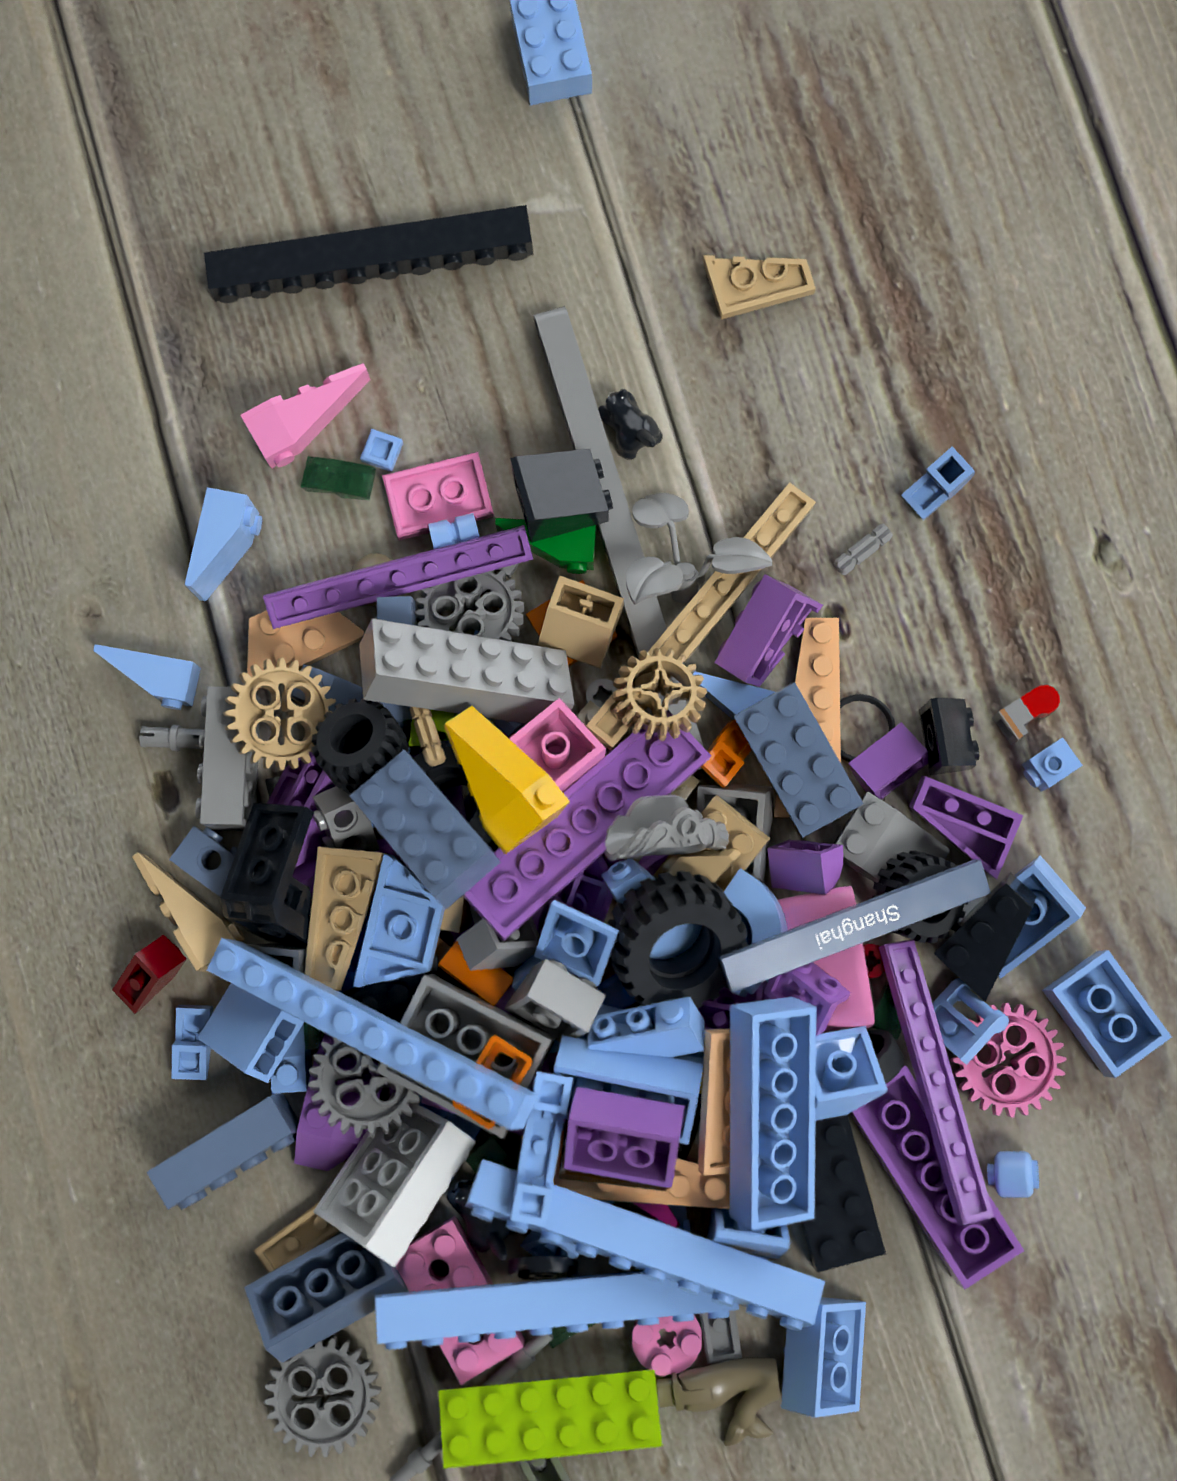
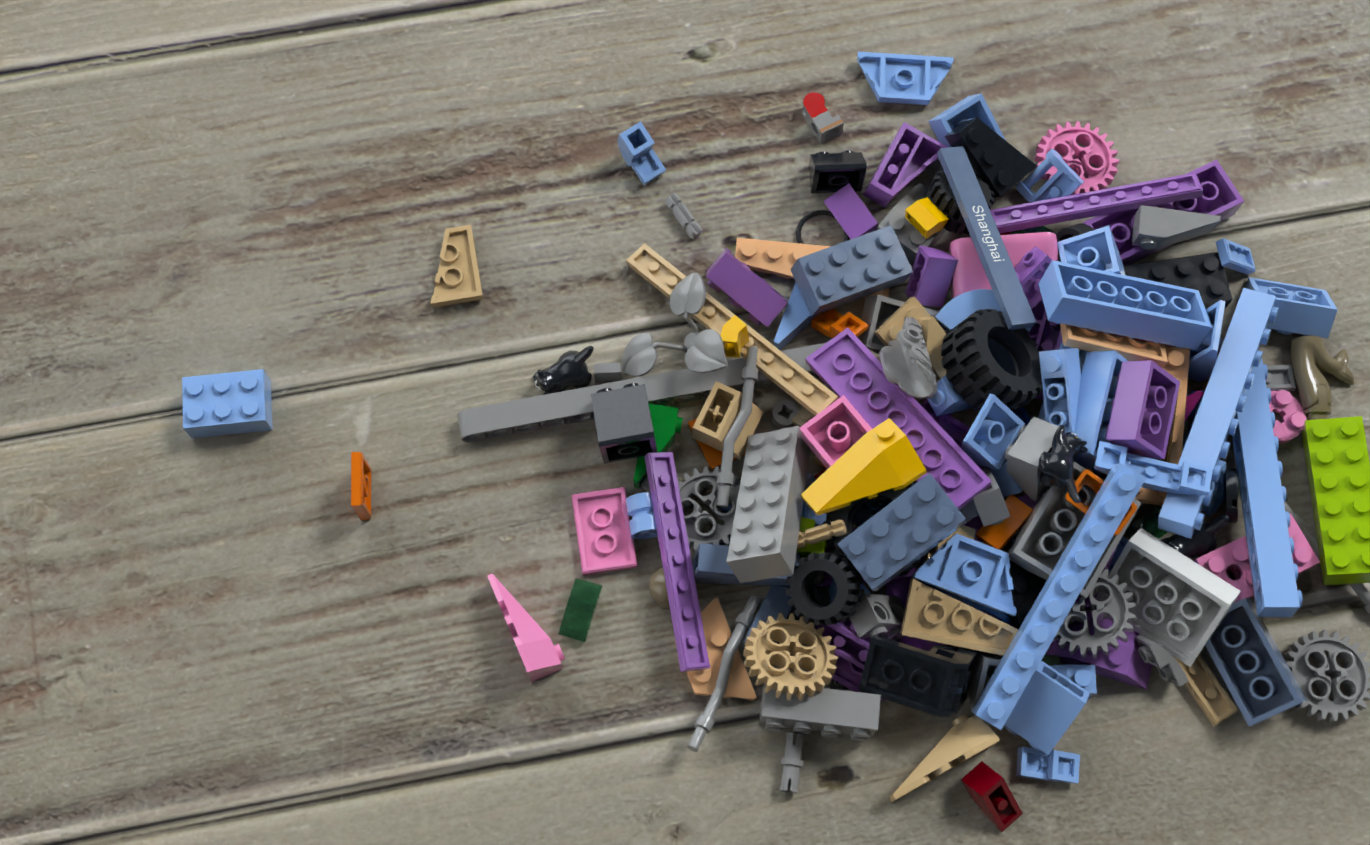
camera: 90 degrees left, 10 degrees down
(163, 677) = (740, 771): light blue slope -> none
(193, 857) = (895, 752): sand blue brick -> none
(207, 628) = (705, 721): none -> light grey bar
(219, 1154) = (1141, 735): sand blue brick -> none
(221, 539) = (623, 703): light blue slope -> none
(322, 1175) = (1158, 656): none -> light grey slope
(368, 254) = (388, 570): black brick -> none
(381, 450) = (559, 573): light blue tile -> none
(457, 200) = (361, 485): none -> orange tile
(502, 623) = (726, 477): none -> light grey bar
(534, 1025) = (1058, 465): none -> black animal
(637, 476) = (607, 372): none -> light grey tile
(680, 612) = (734, 337): none -> yellow piece
(686, 689) = (820, 359): tan gear -> none
(884, 851) = (926, 217): none -> yellow piece
(886, 1279) = (1235, 256): none -> light blue plate
(904, 1171) = (1163, 227): none -> light grey slope
(1013, 1174) = (1158, 164): light blue head -> none
(1051, 765) = (861, 106): light blue brick -> none
(1105, 821) = (904, 77): none -> light blue wing
(1107, 1013) = (1046, 90): light blue brick -> none

